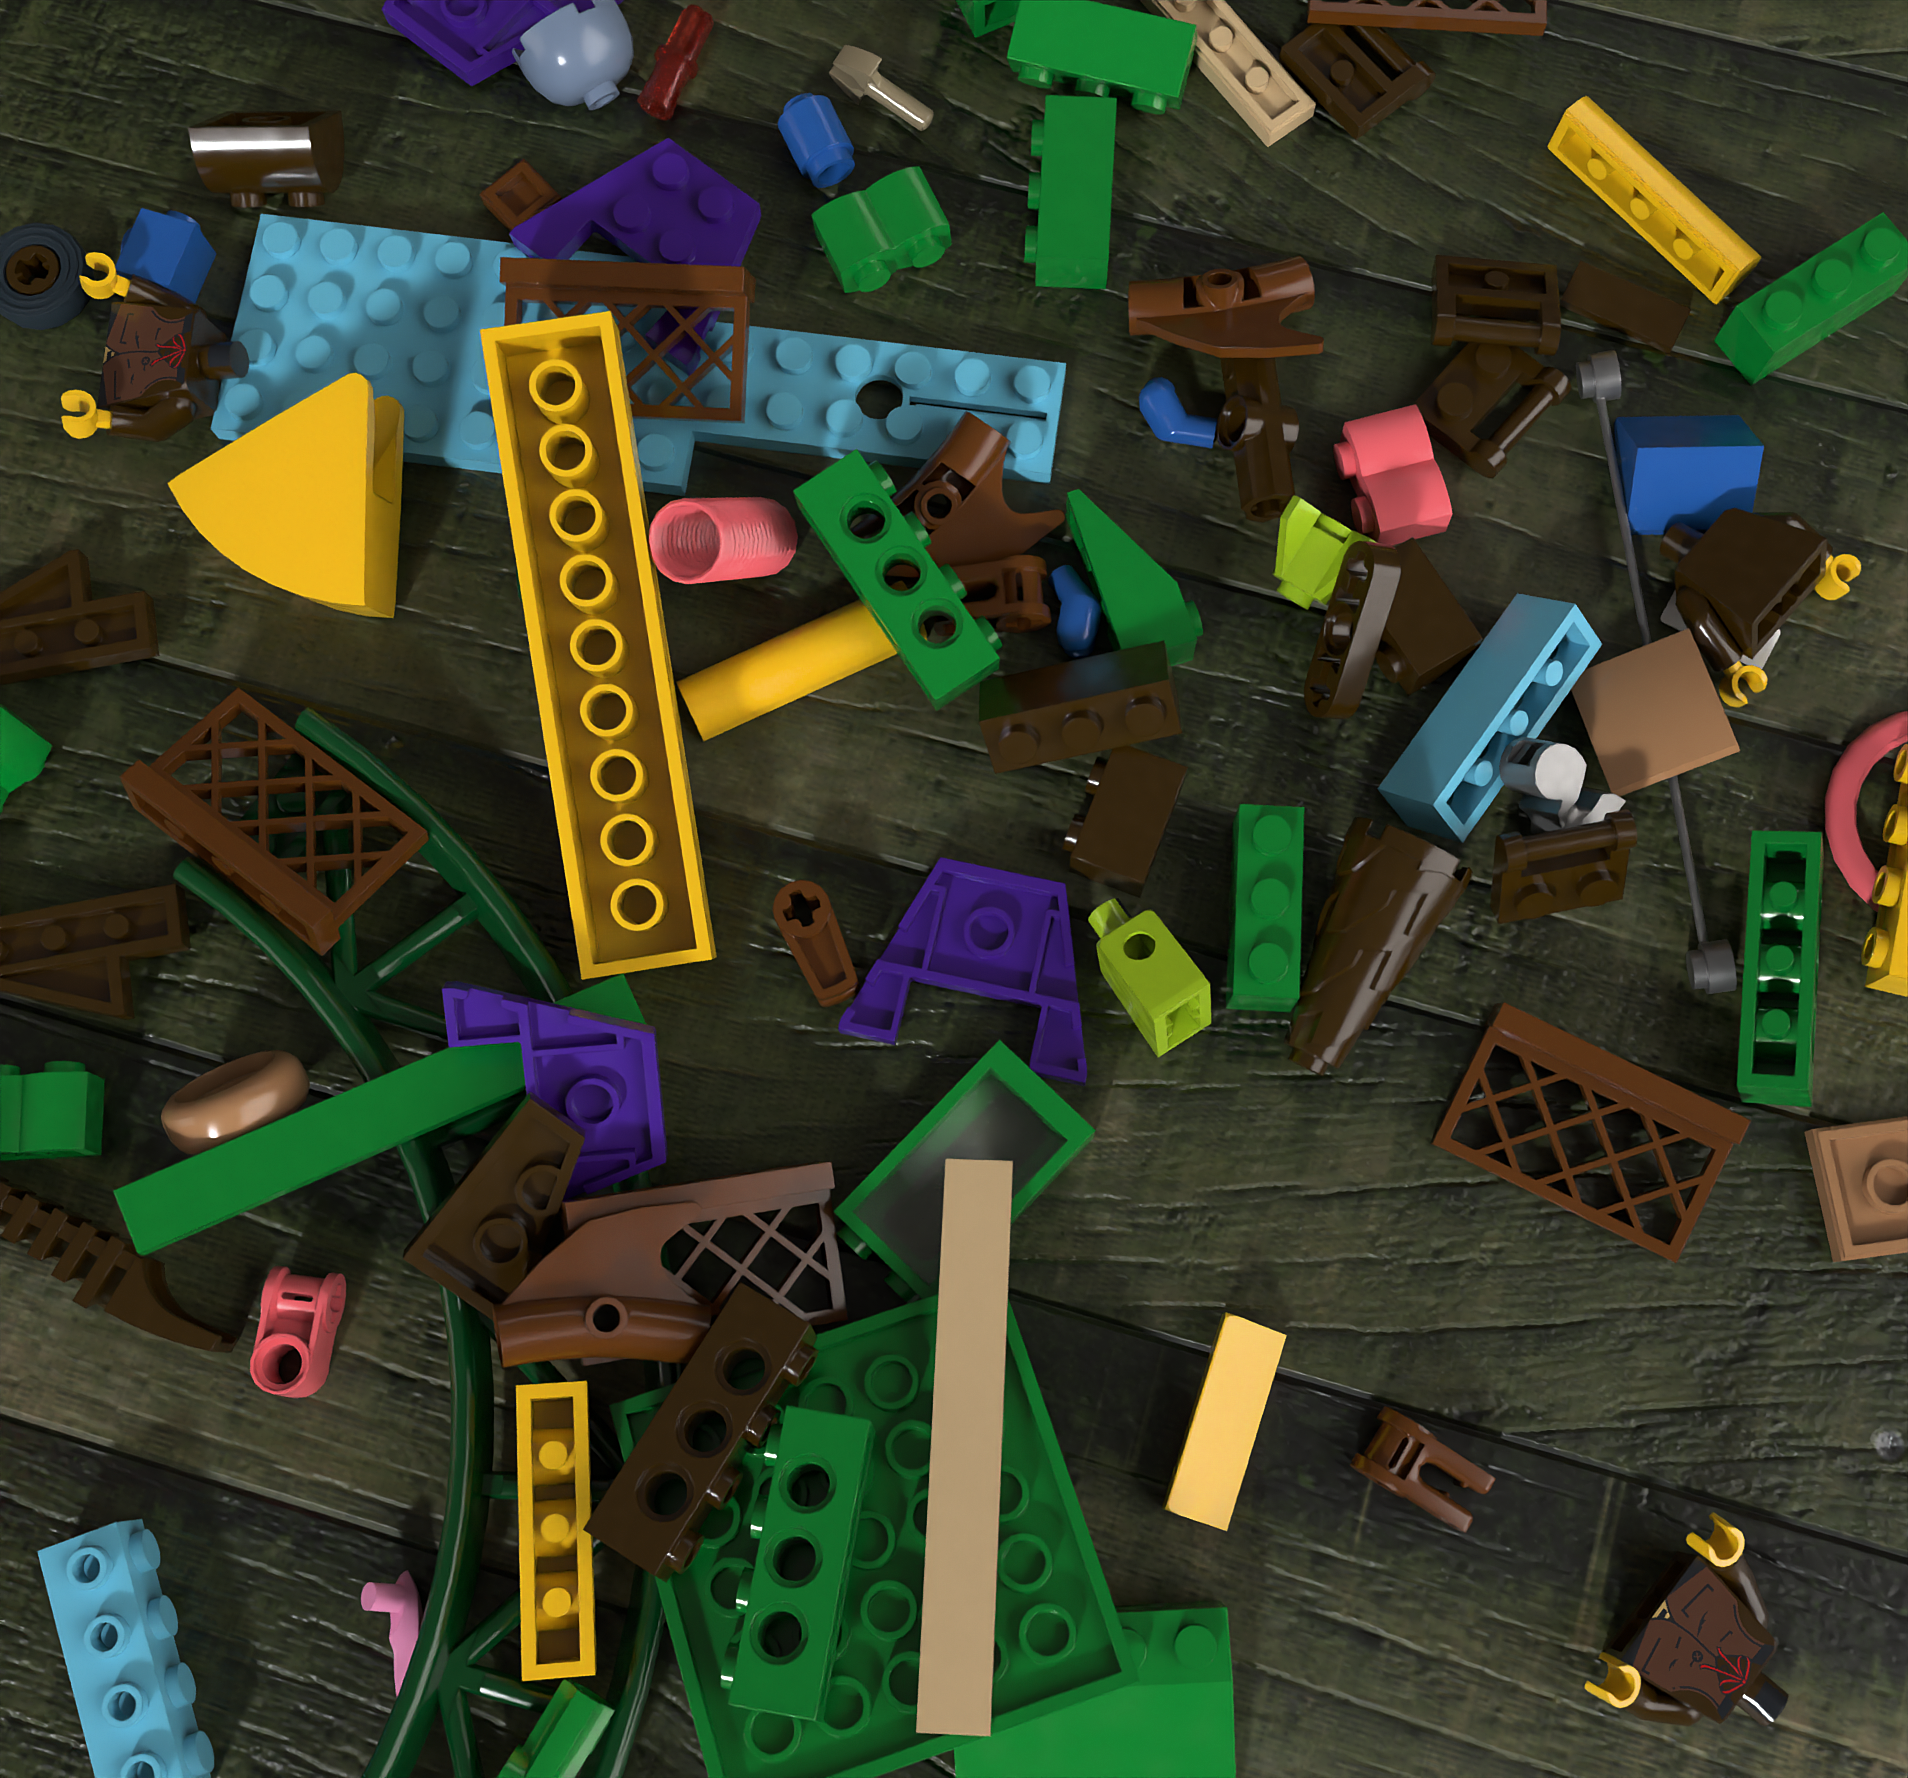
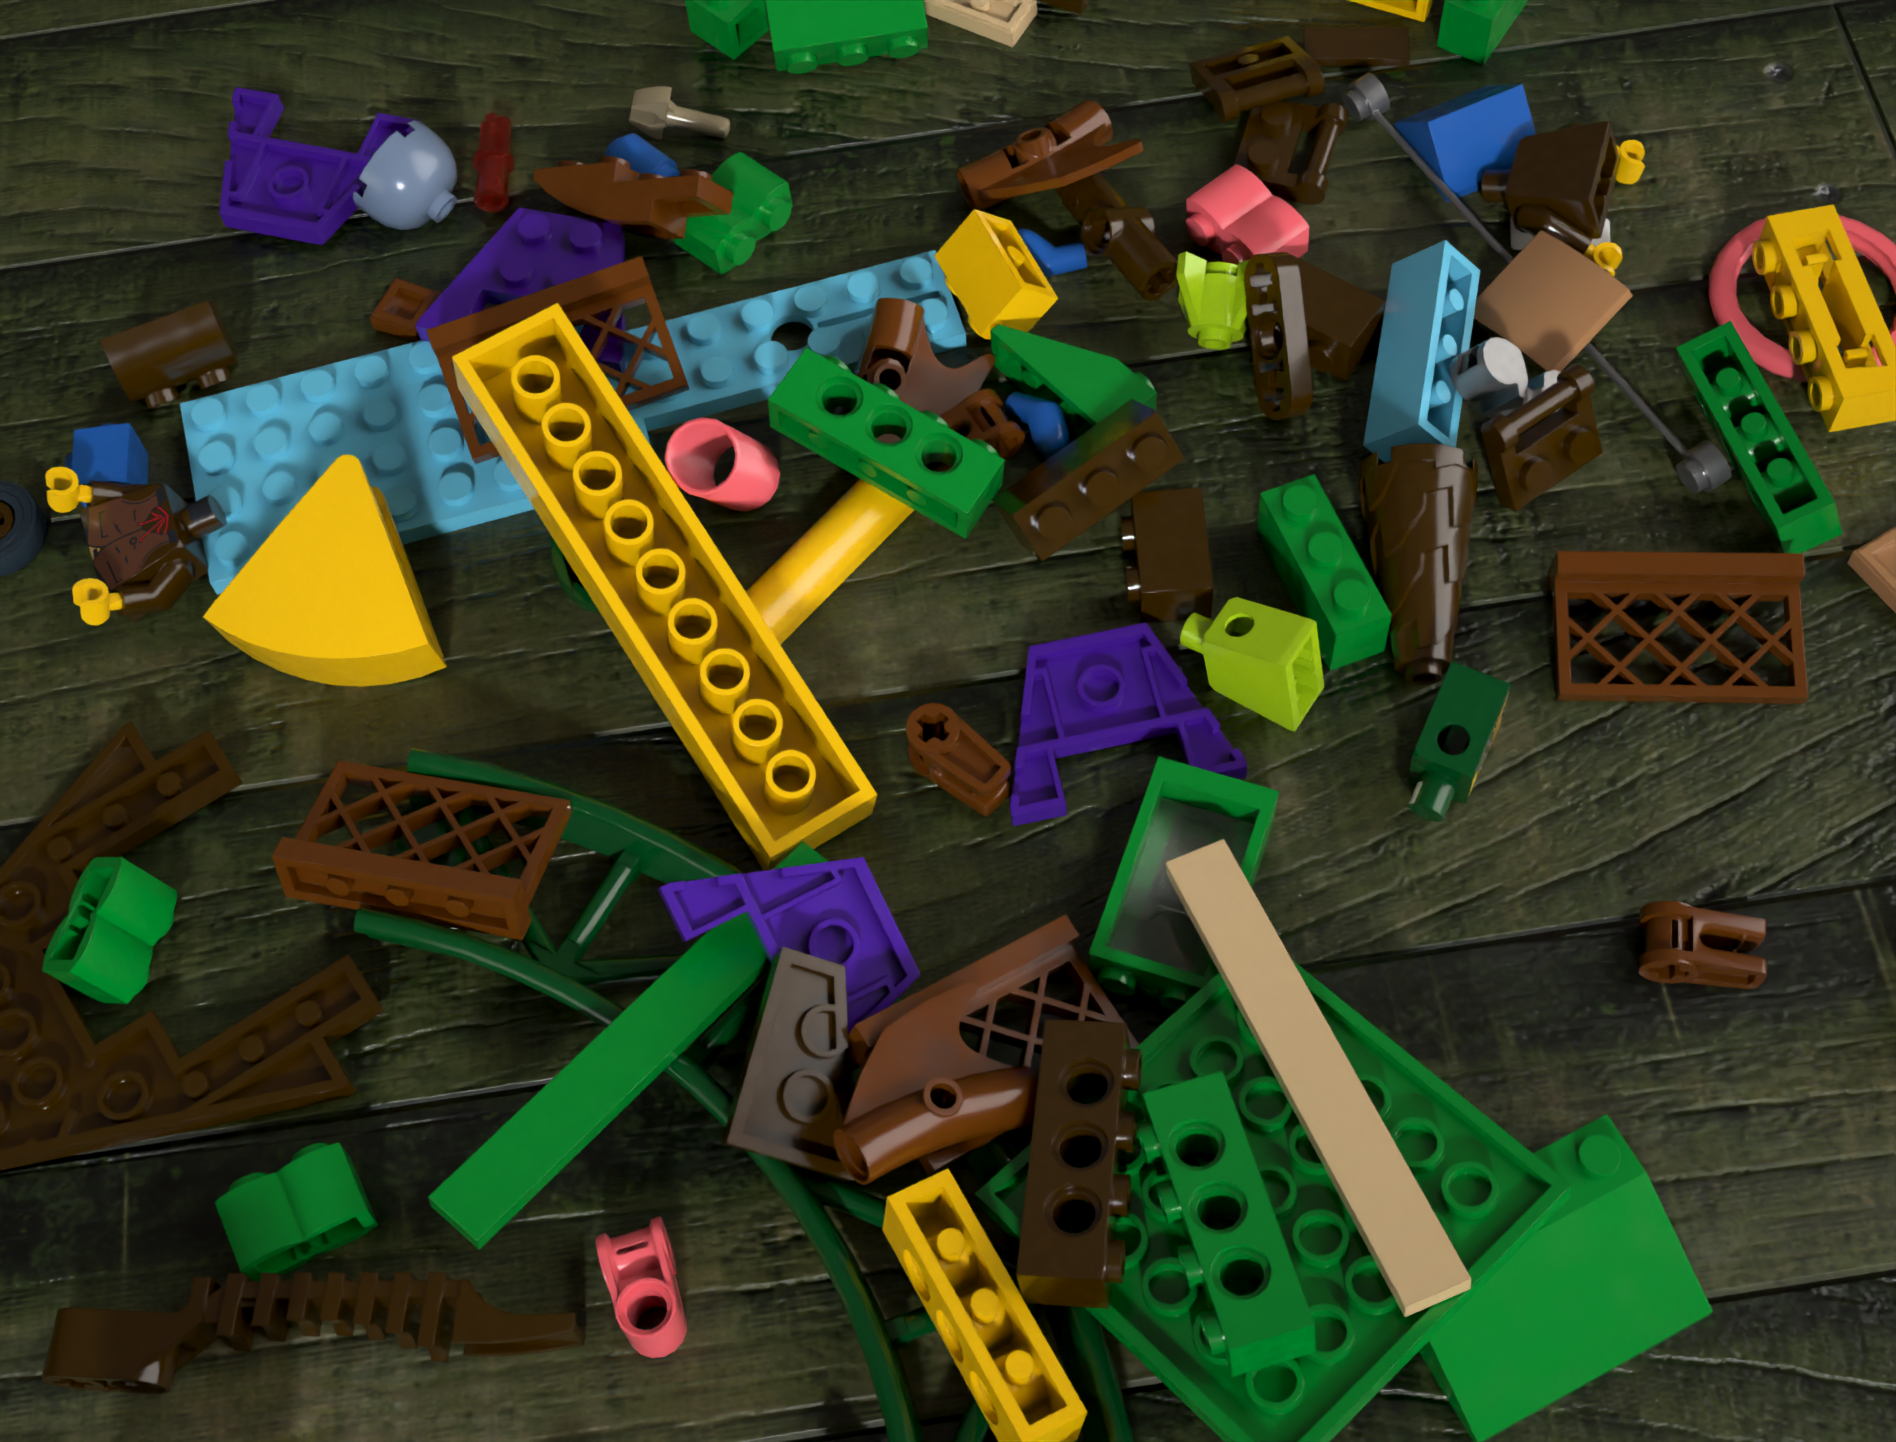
camera: 25 degrees left, 15 degrees down
(235, 1100) = (493, 1098): medium nougat wheel -> none
(779, 175) = (638, 202): none -> reddish brown slope
(1072, 192) = (876, 128): green brick -> none
(1105, 427) = (994, 275): none -> yellow brick
(1224, 1421) = (1512, 988): yellow slope -> none
(1314, 1135) = (1456, 740): none -> dark green torso

